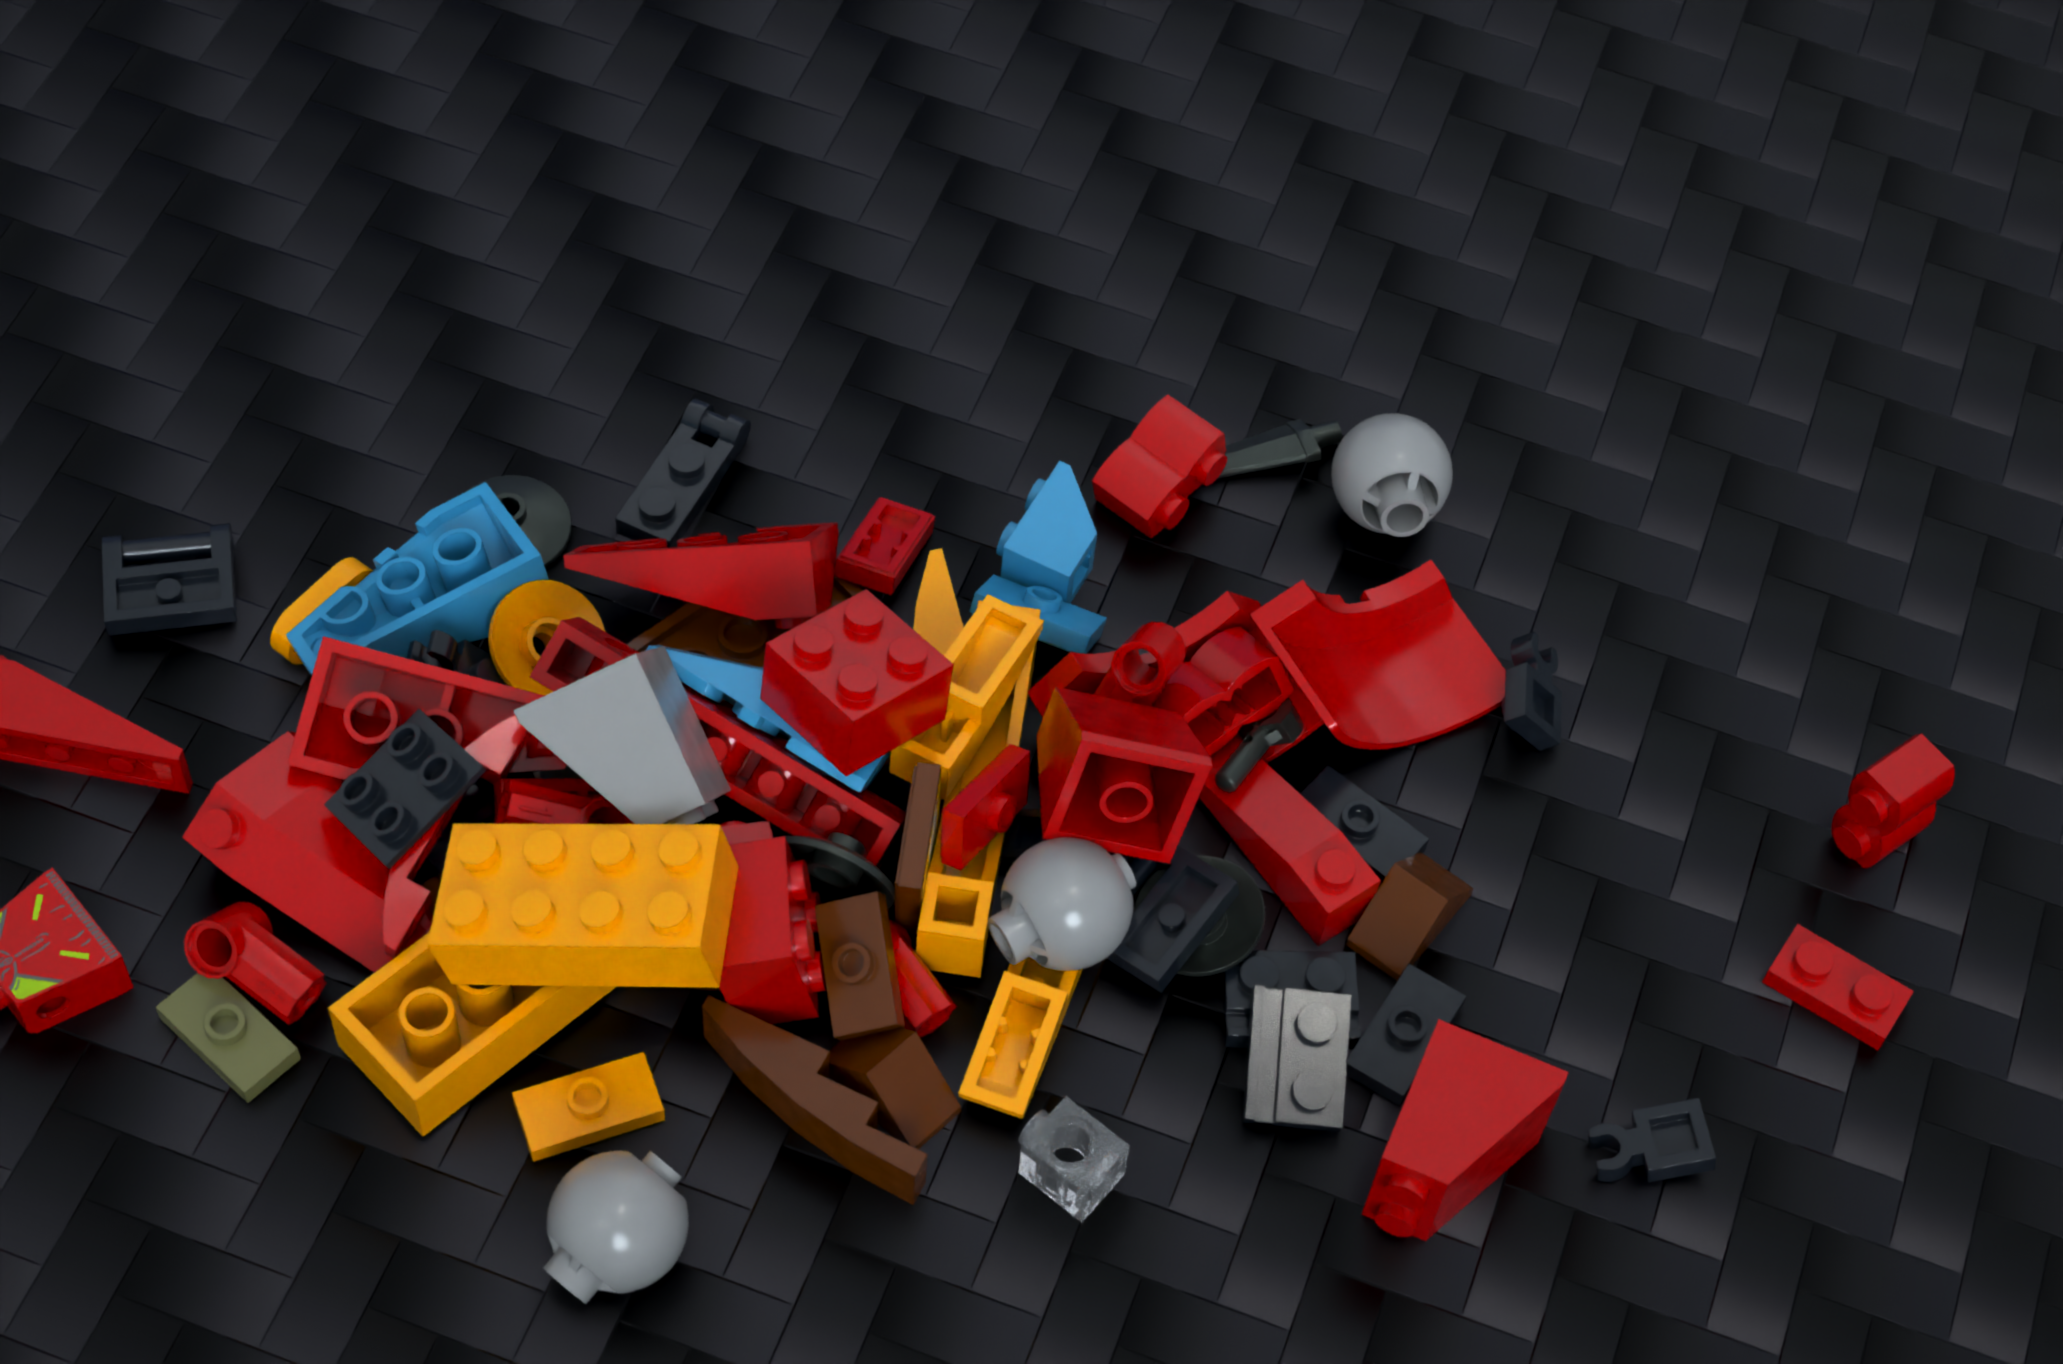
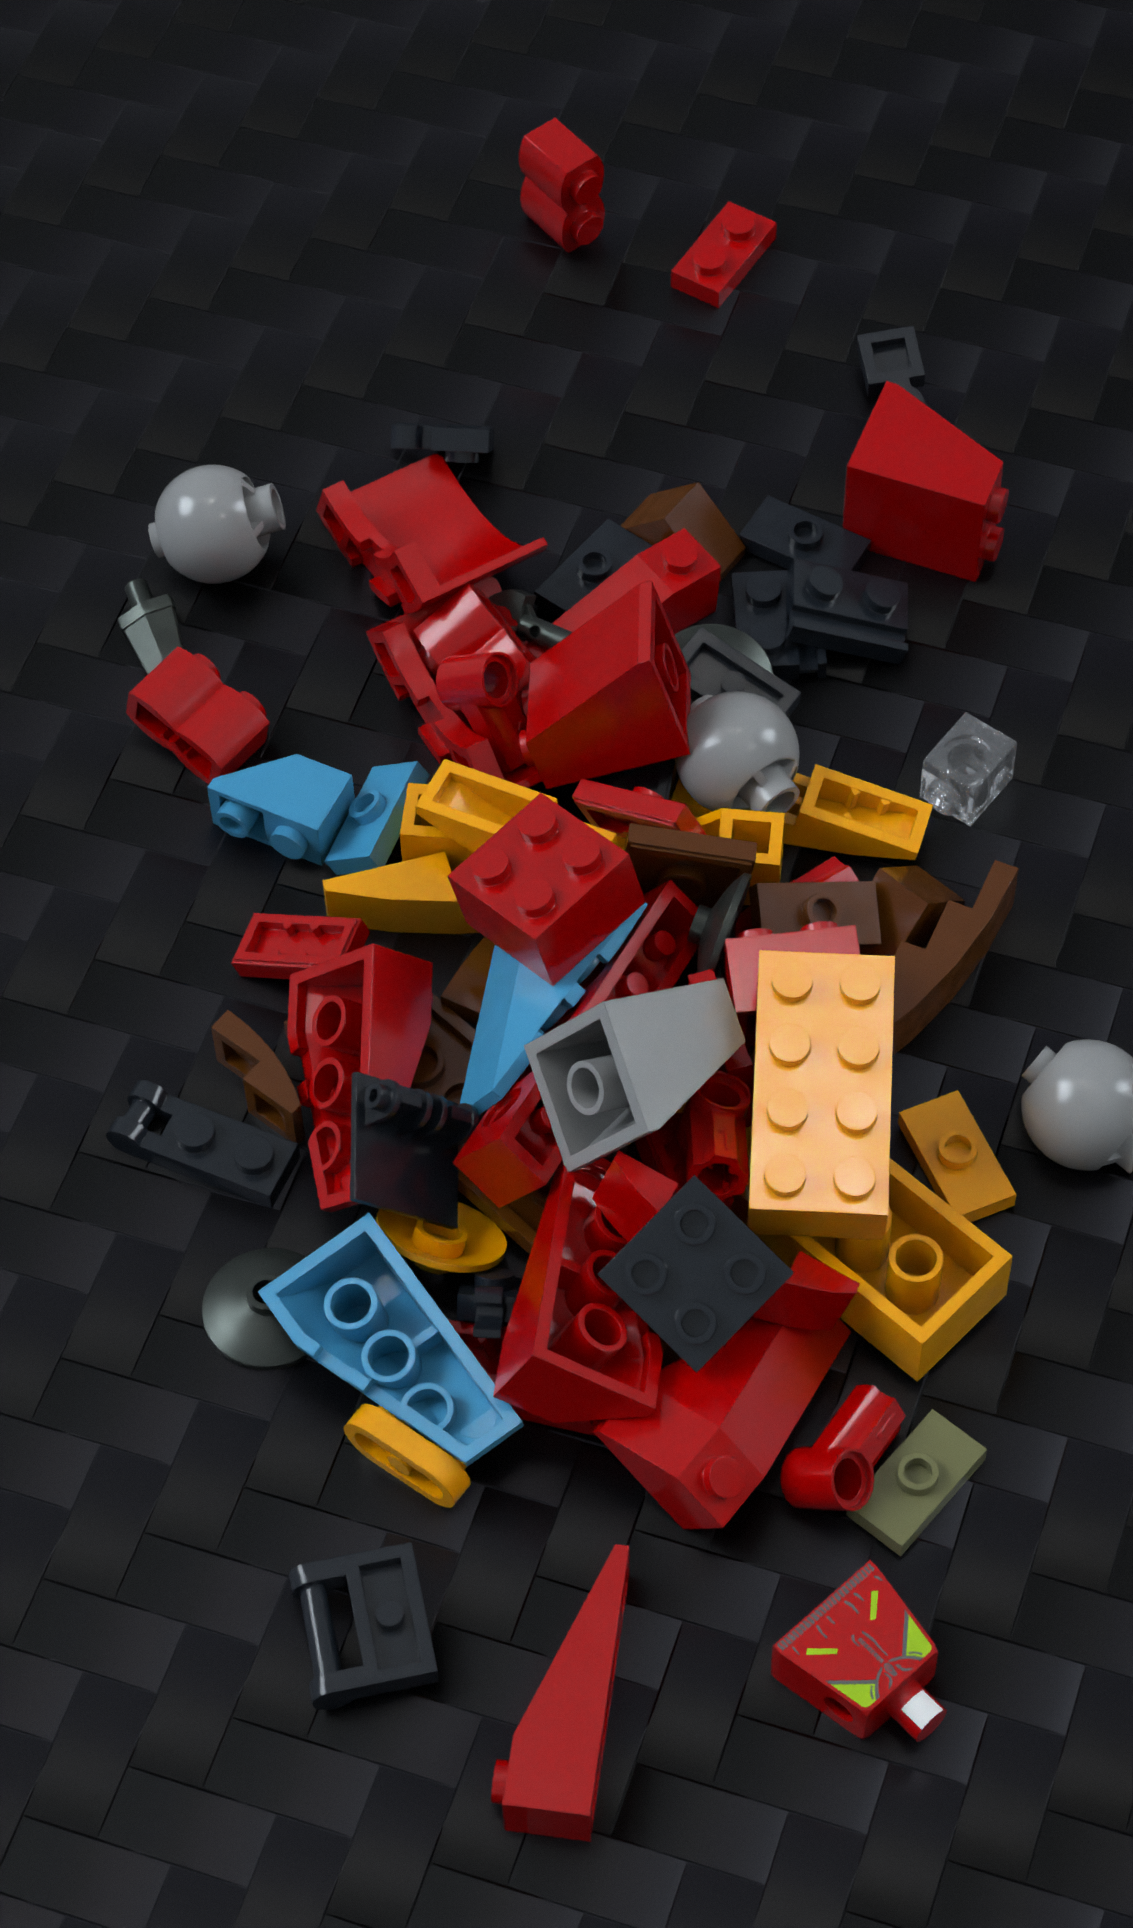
camera: 85 degrees left, 0 degrees up
(610, 578) = (407, 1149): none -> black hinge
(763, 504) = (266, 1083): none -> reddish brown slope

